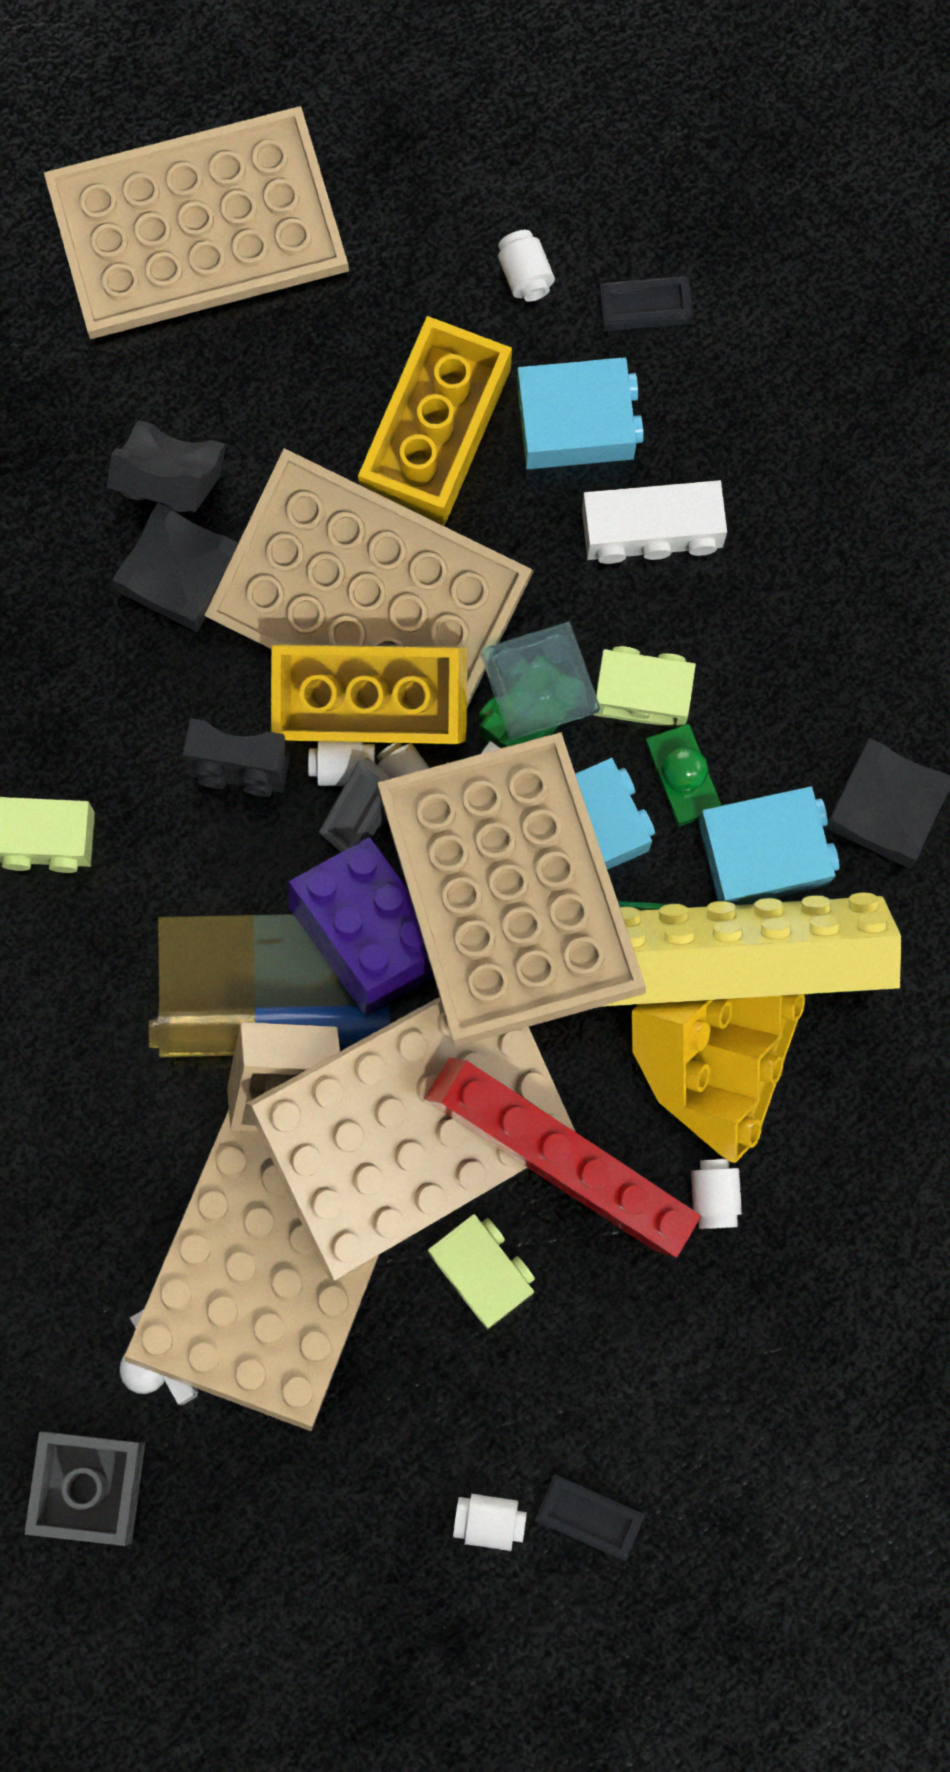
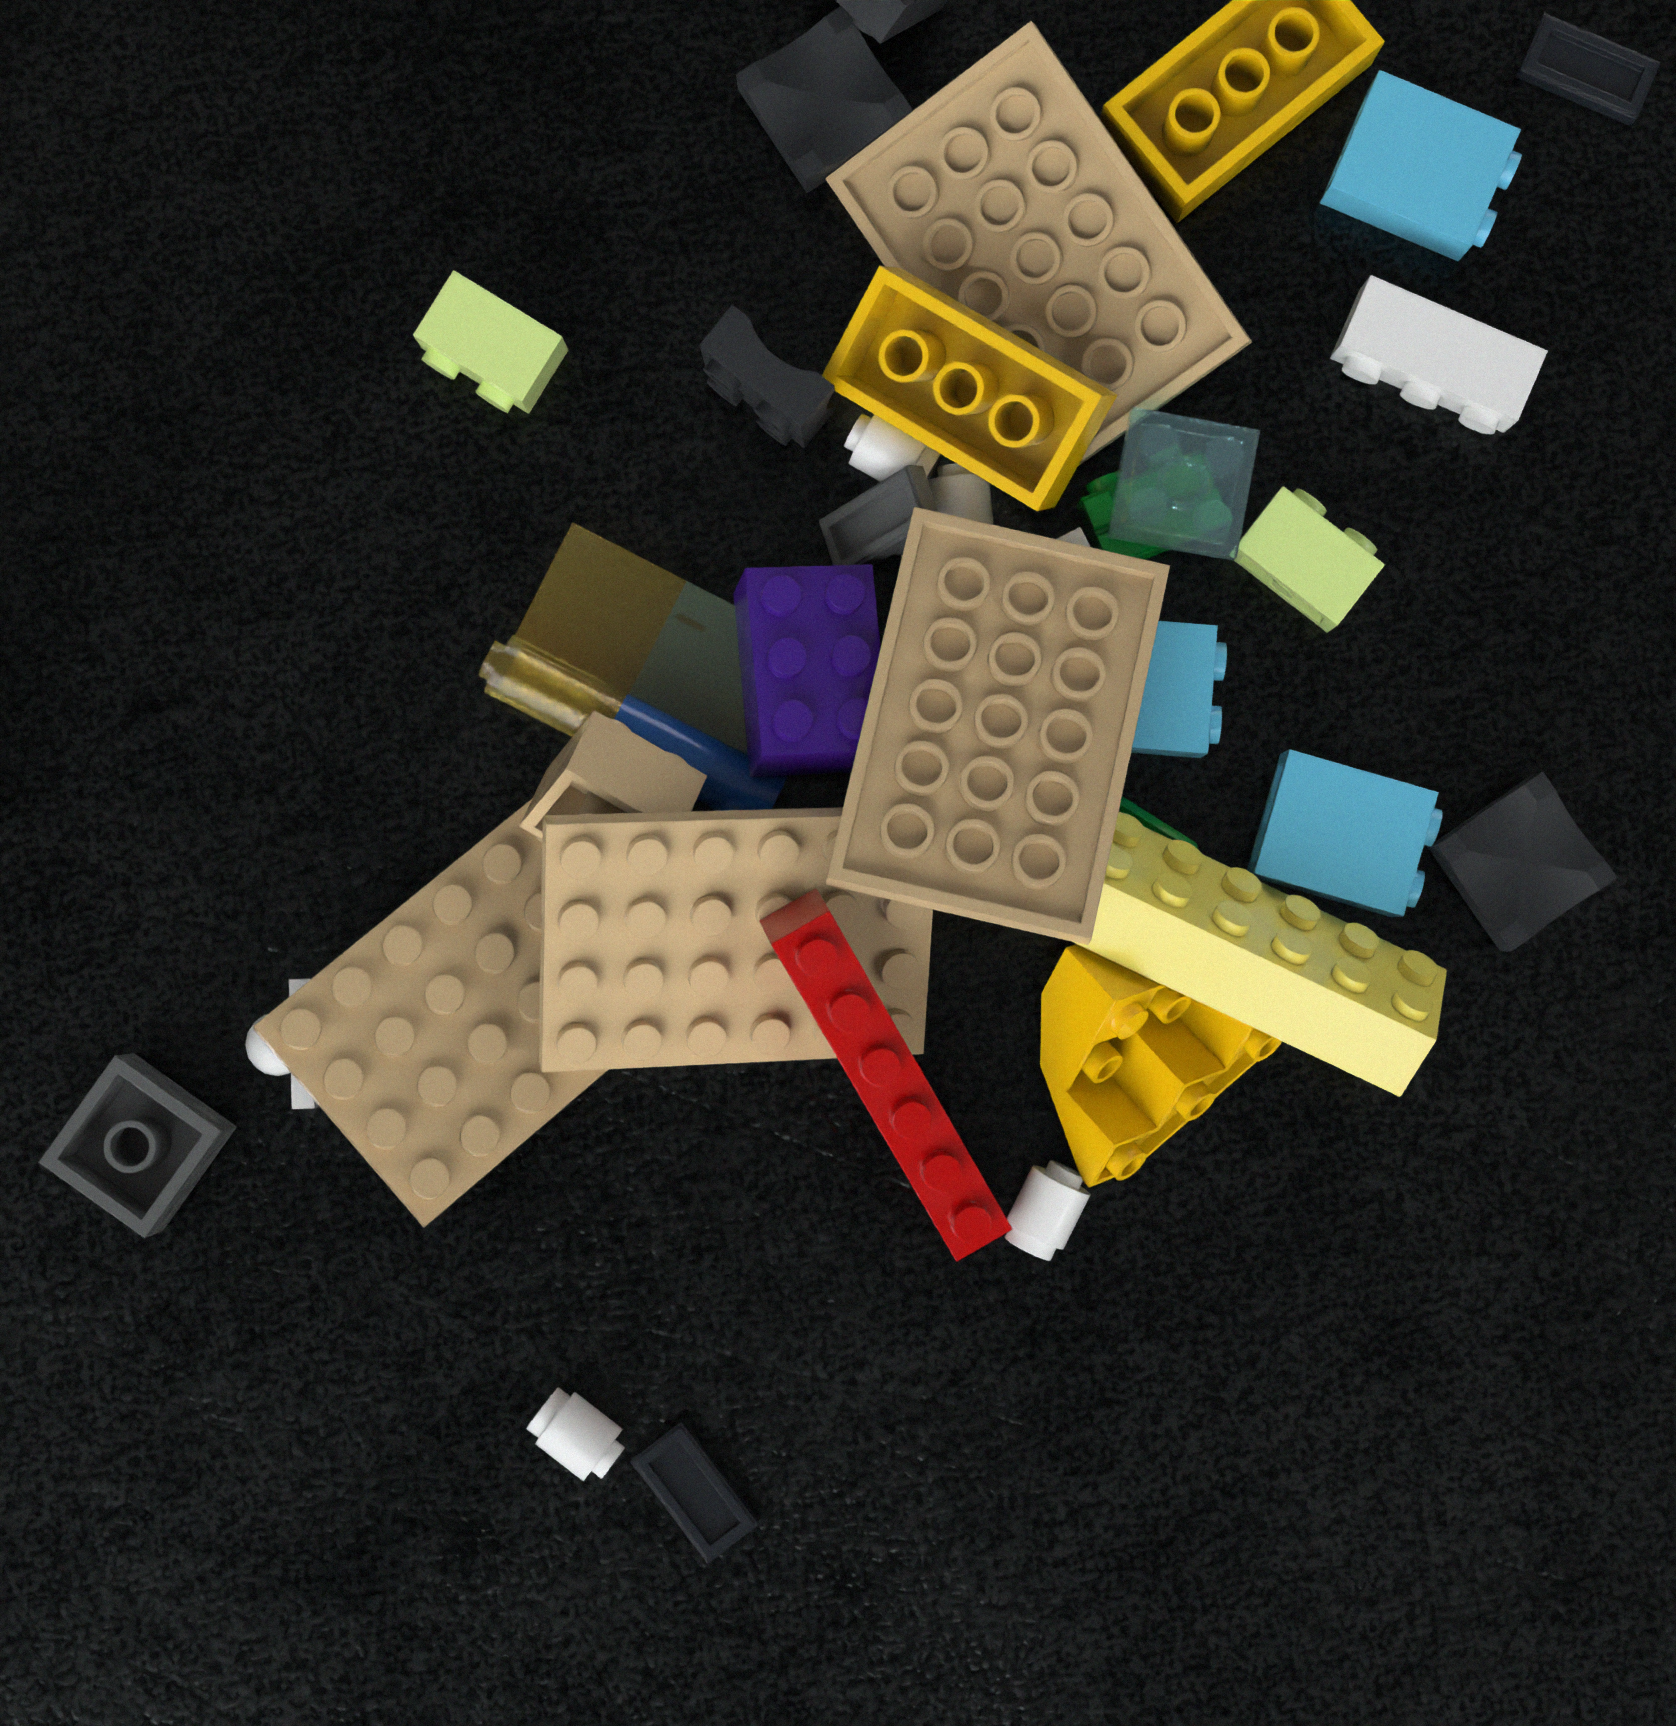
camera: 35 degrees right, 10 degrees up
(482, 1270) = (725, 1147): yellowish green brick -> none
(682, 774) = (1293, 688): green tile -> none

